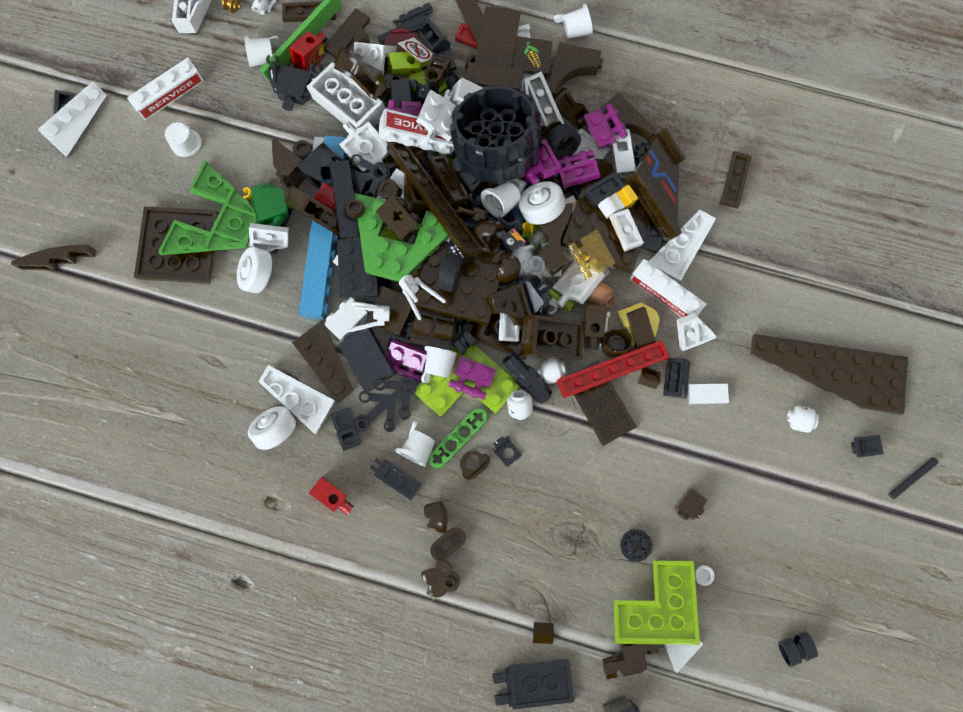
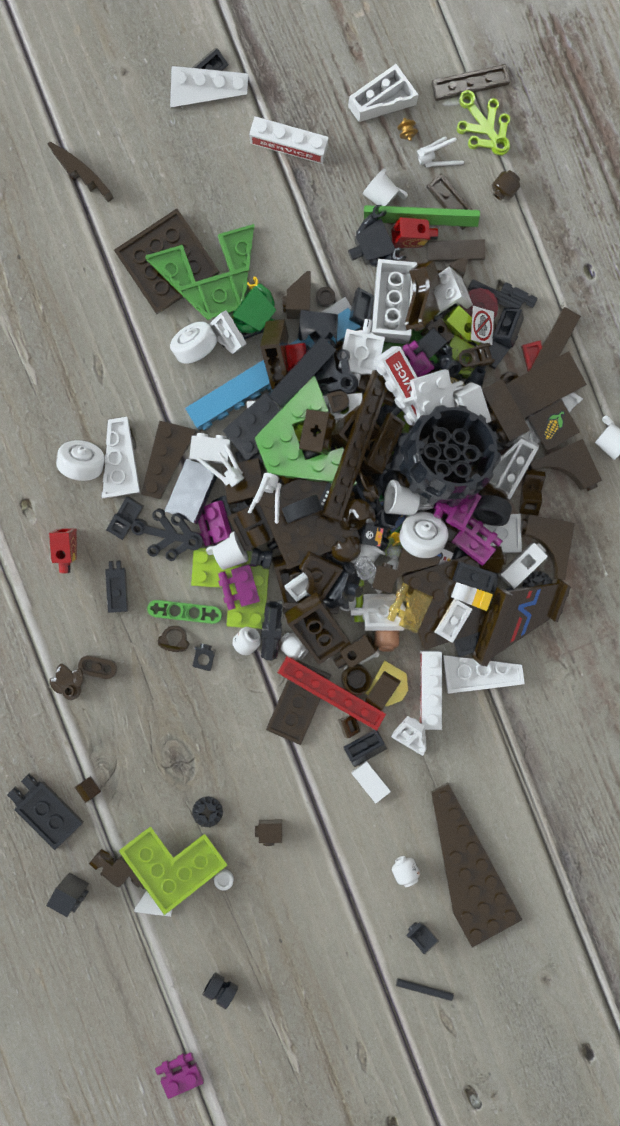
camera: 50 degrees right, 10 degrees up
(183, 140) = (257, 192): white hat -> none
(331, 127) = (361, 307): none -> black tile
(355, 209) = (299, 388): dark brown plate -> none
(417, 447) = (152, 586): white hat -> none
(437, 516) = (110, 642): dark brown hair -> none
(599, 128) = (528, 533): magenta plate -> none
(735, 179) = (572, 675): dark brown plate -> none

